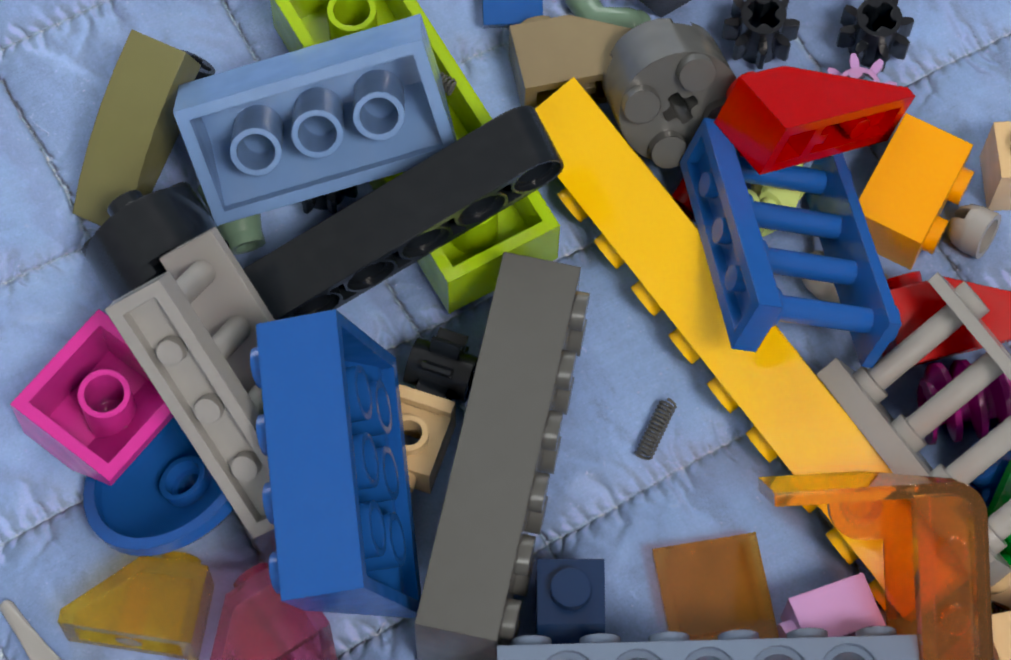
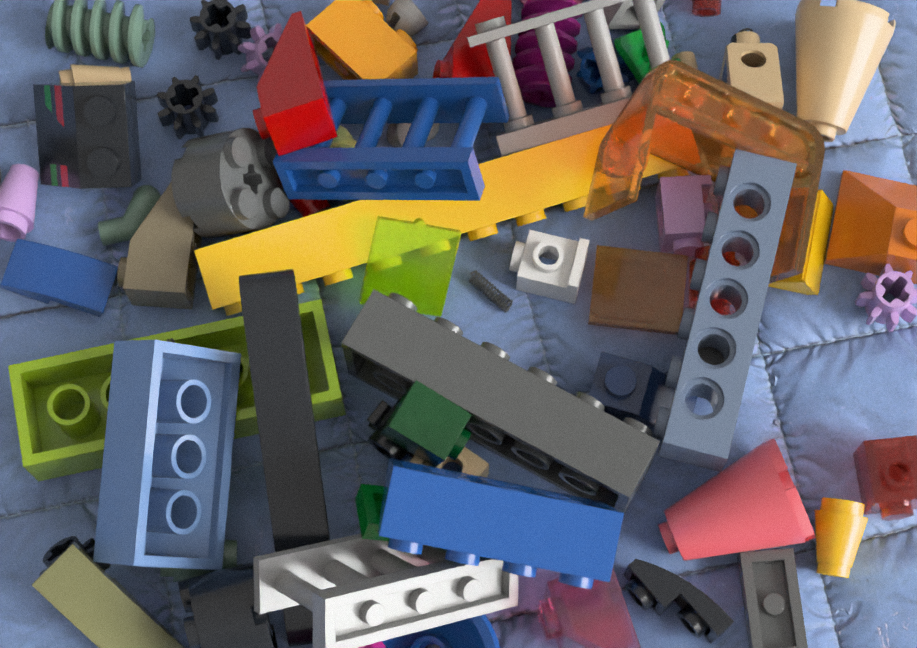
camera: 70 degrees left, 5 degrees up
(438, 379) = (428, 425): none -> dark green brick
(644, 318) = (412, 262): none -> clear neon green piece
(704, 503) = (556, 280): none -> white brick

